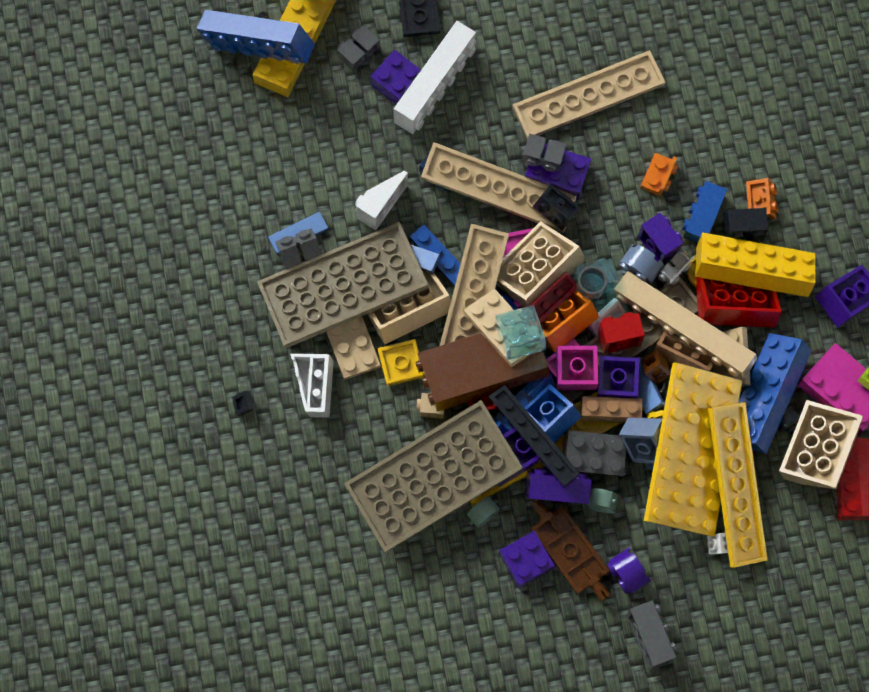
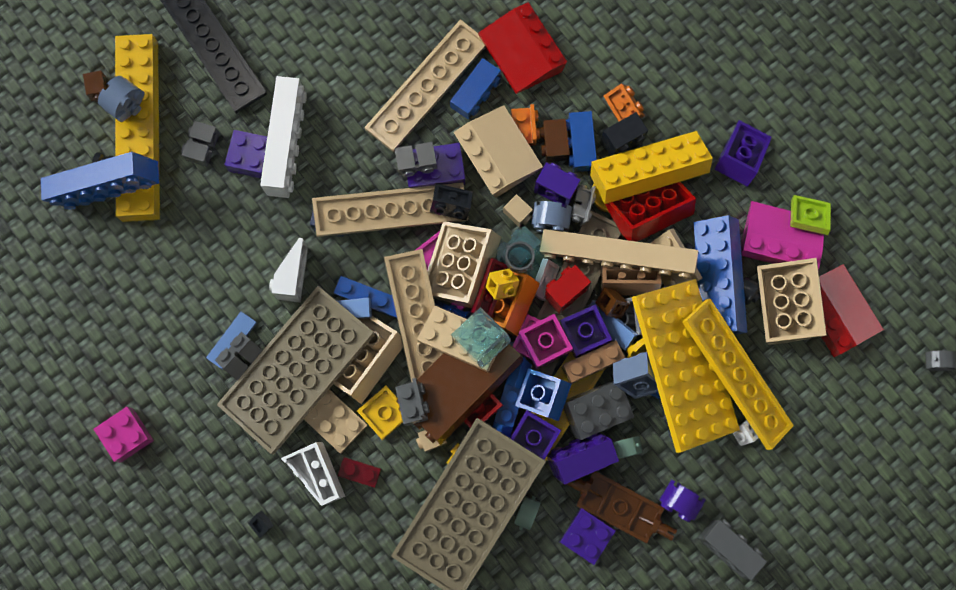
camera: 25 degrees left, 5 degrees up
(163, 266) = (123, 434): none -> dark pink brick
(352, 403) = (359, 472): none -> dark red plate
(430, 360) = (411, 402): none -> dark grey bracket
(534, 436) = (540, 426): black plate -> none
(564, 298) = (502, 284): none -> yellow brick
(613, 245) = (518, 211): none -> tan brick
(623, 183) = (498, 150): none -> tan slope
(631, 119) = (476, 89): none -> blue brick
(681, 199) = (555, 140): none -> reddish brown brick
(693, 103) = (523, 48): none -> red slope

